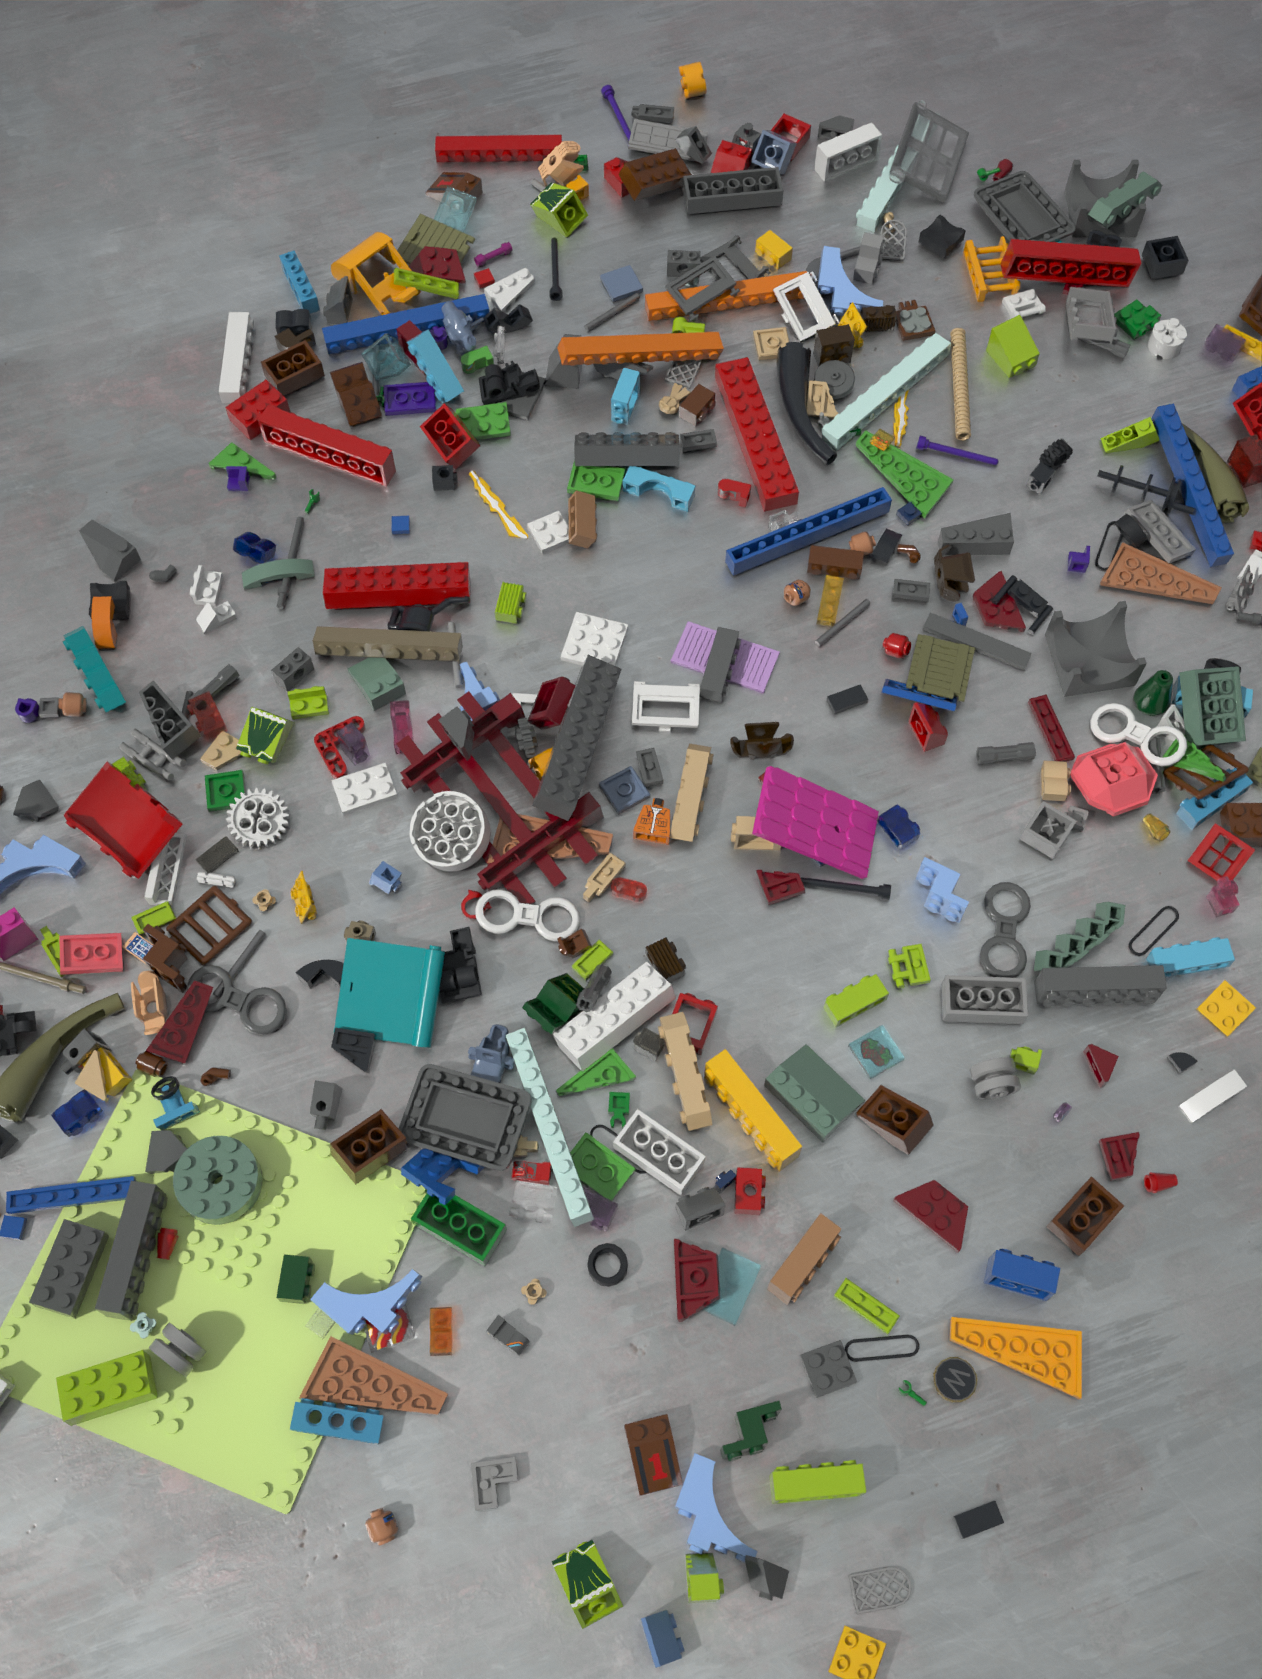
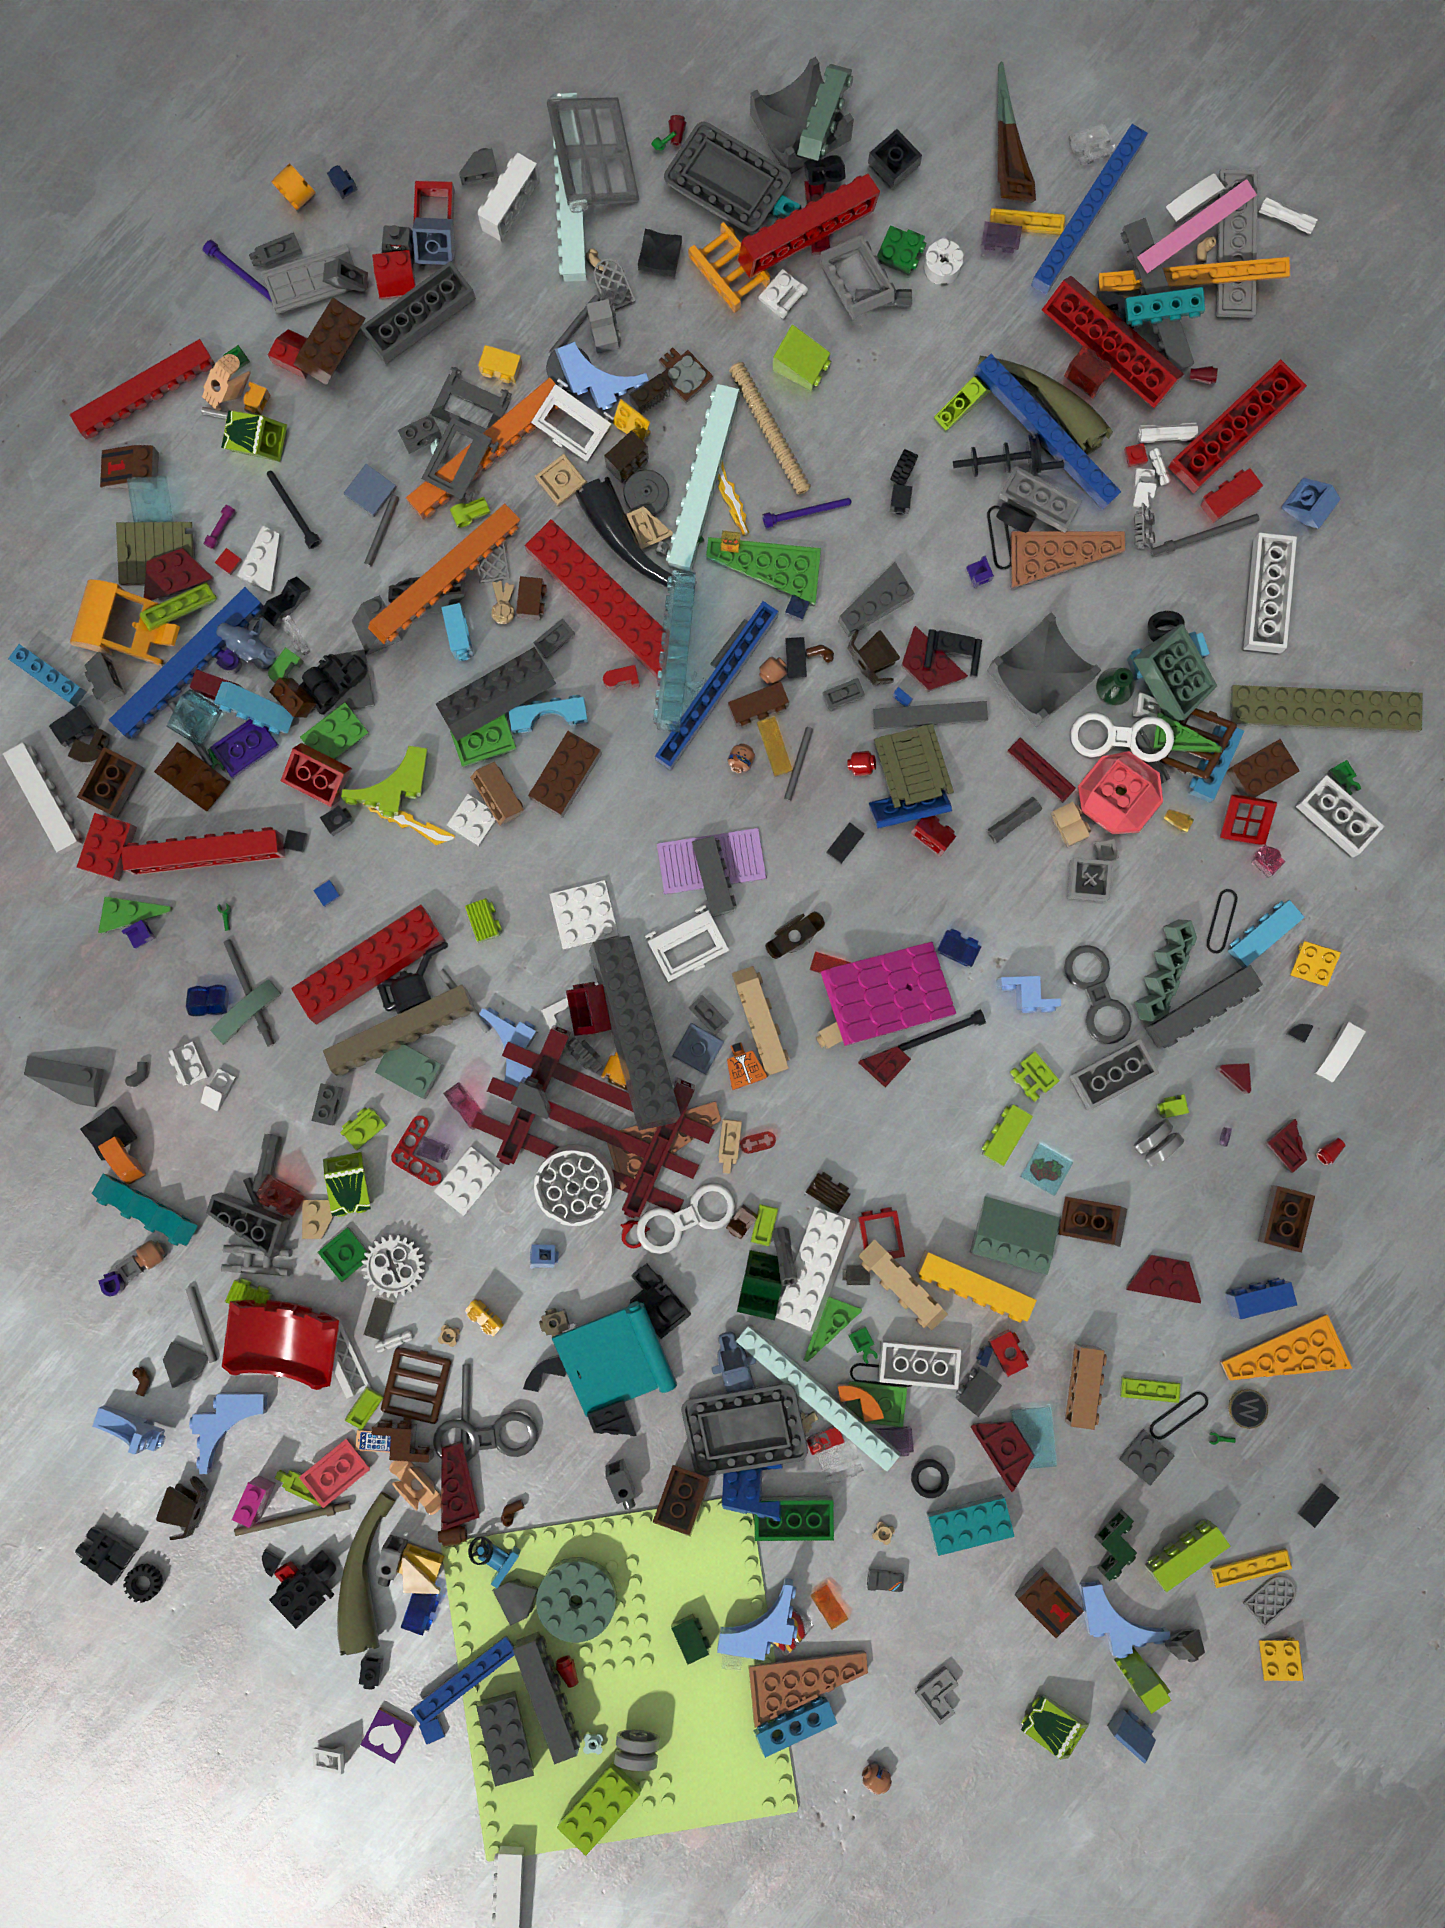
camera: 30 degrees left, 20 degrees up
(72, 781) = (201, 1324): none -> light grey bar
(402, 478) = (295, 841): none -> black tile
(469, 379) = (293, 697): none -> reddish brown brick
(498, 476) = (387, 794): none -> lime arch
(590, 1160) = (869, 1406): none -> orange brick
(620, 1329) = (970, 1524): none -> teal brick
(645, 533) = (565, 774): none -> reddish brown brick
(730, 95) = (341, 181): none -> dark blue brick
(789, 480) = (676, 649): none -> clear light blue brick
(875, 1543) = (1251, 1568): none -> yellow tile

